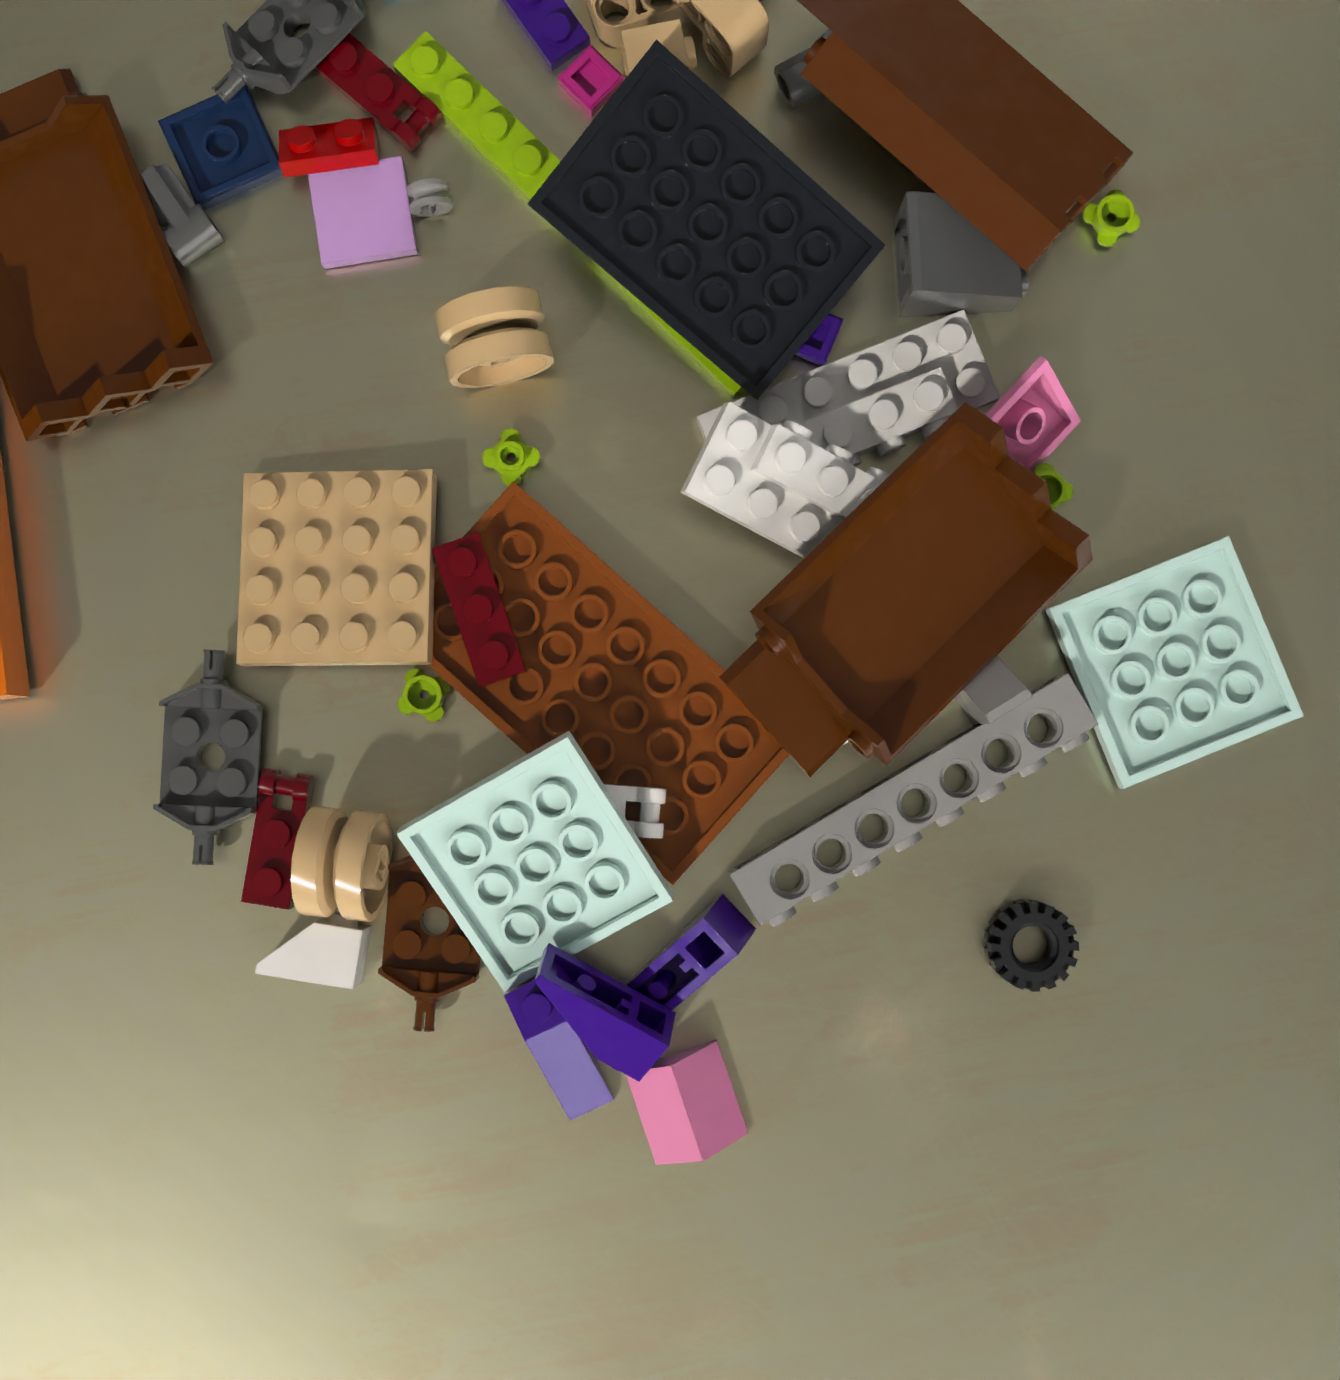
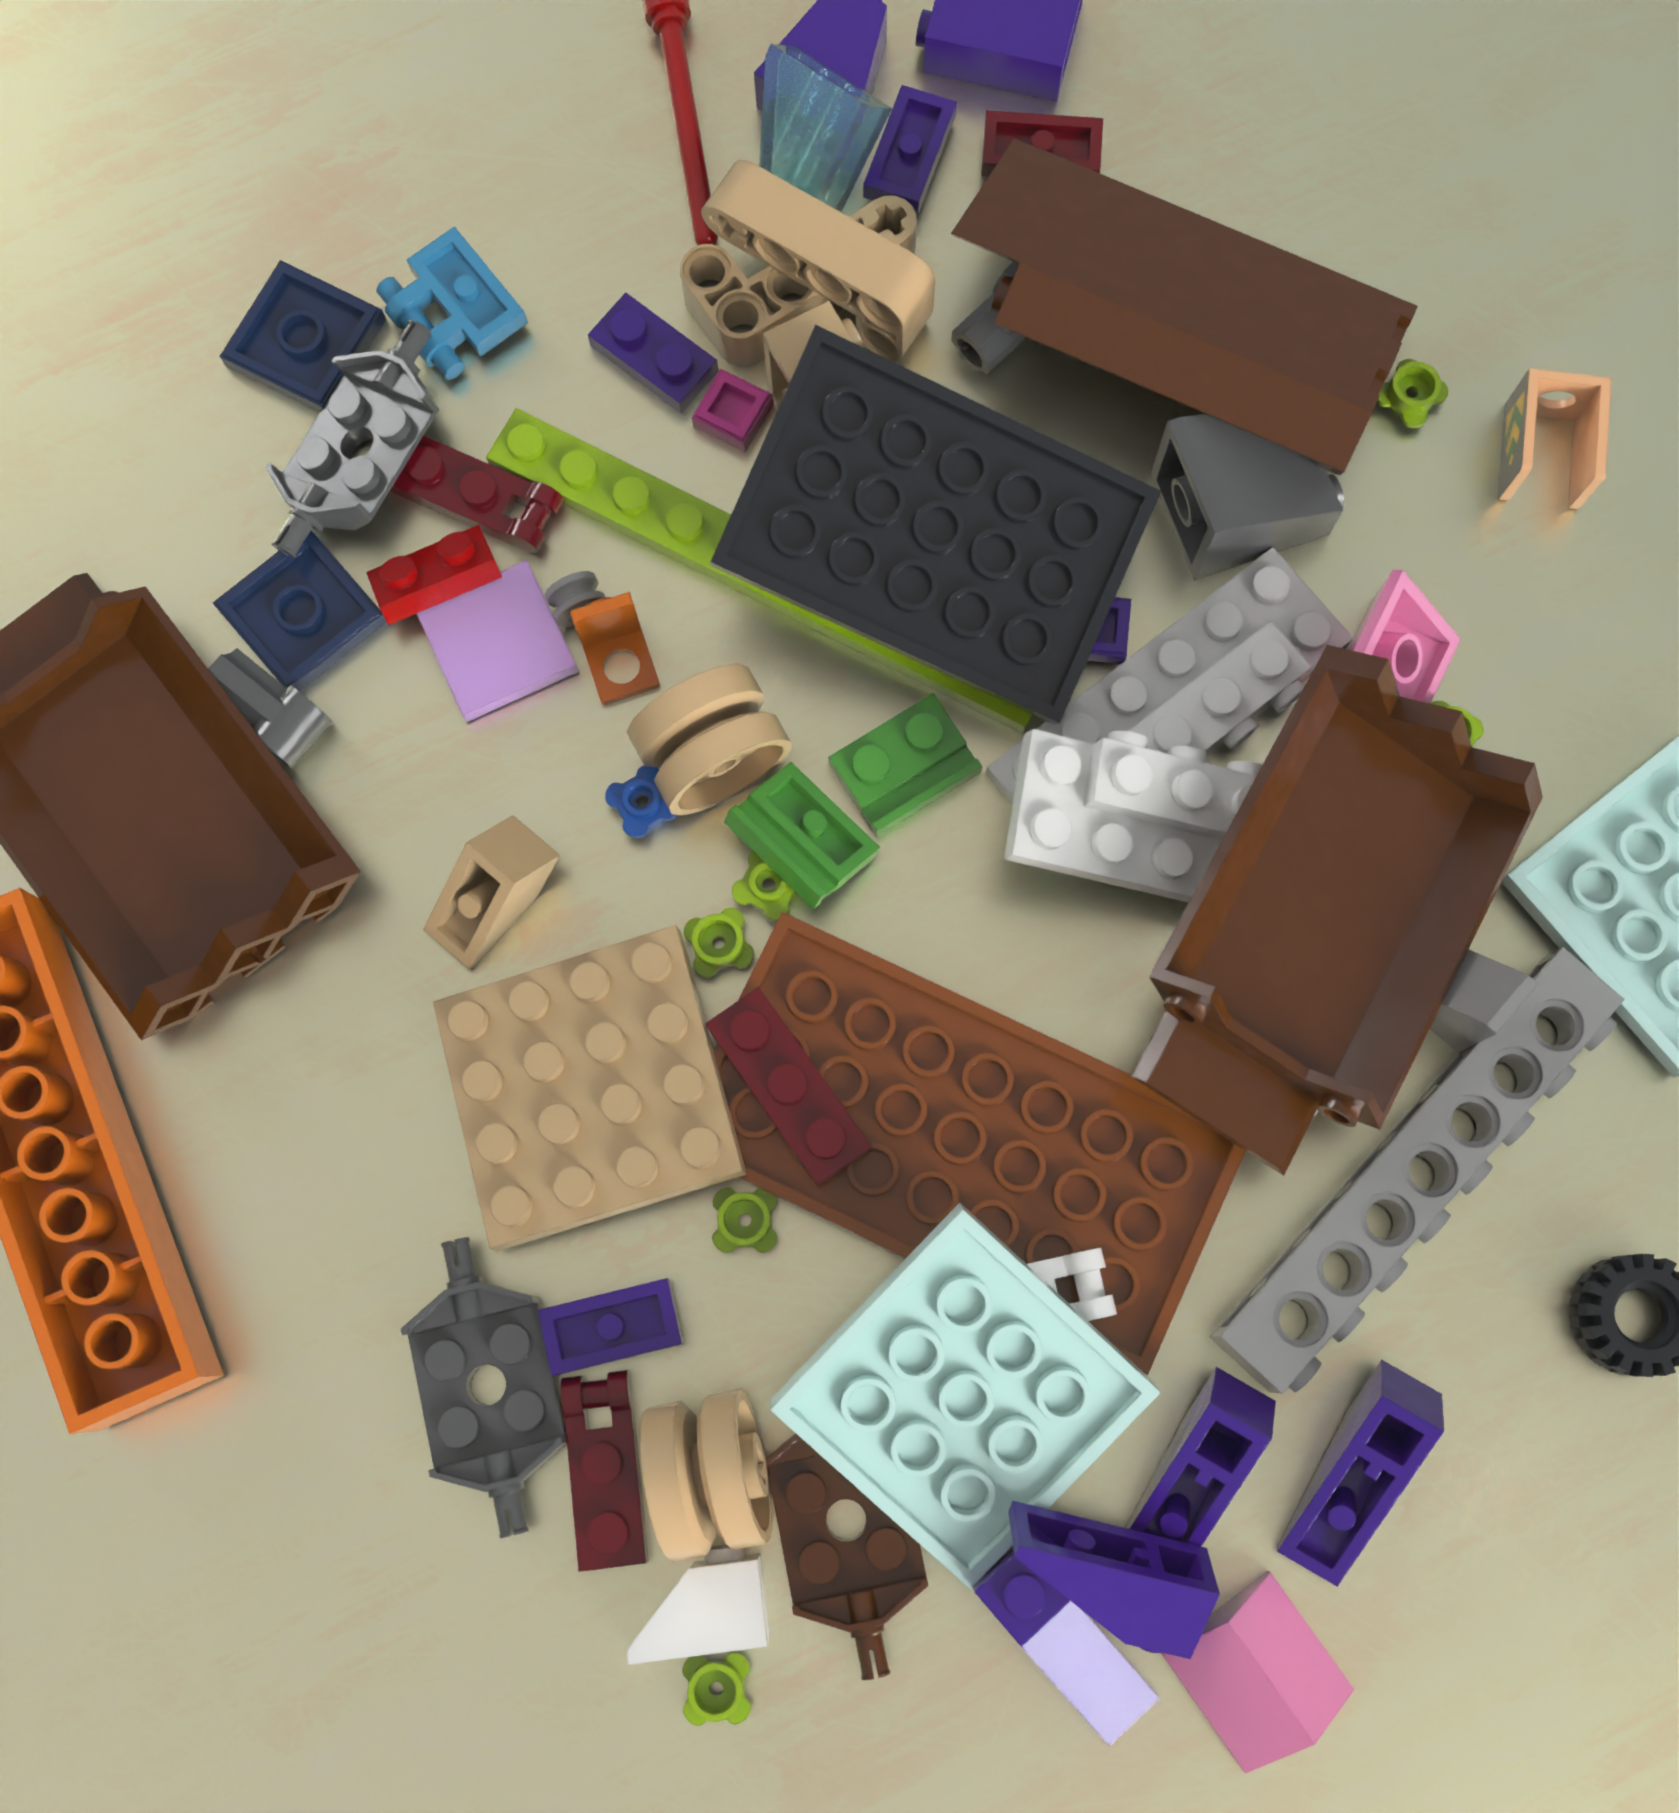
camera: 15 degrees left, 10 degrees down
(303, 1015) = (704, 1705): none -> lime plate
(306, 402) = (490, 889): none -> tan slope
(308, 742) = (610, 1327): none -> dark purple plate
(423, 362) = (624, 796): none -> blue plate
(445, 228) = (609, 628): none -> orange bracket
(452, 480) = (726, 926): none -> lime plate
(544, 428) = (801, 835): none -> bright green plate
(638, 396) = (904, 764): none -> bright green plate
(801, 993) = (1363, 1471): none -> dark purple slope
(1237, 267) = (1588, 410): none -> light nougat piece

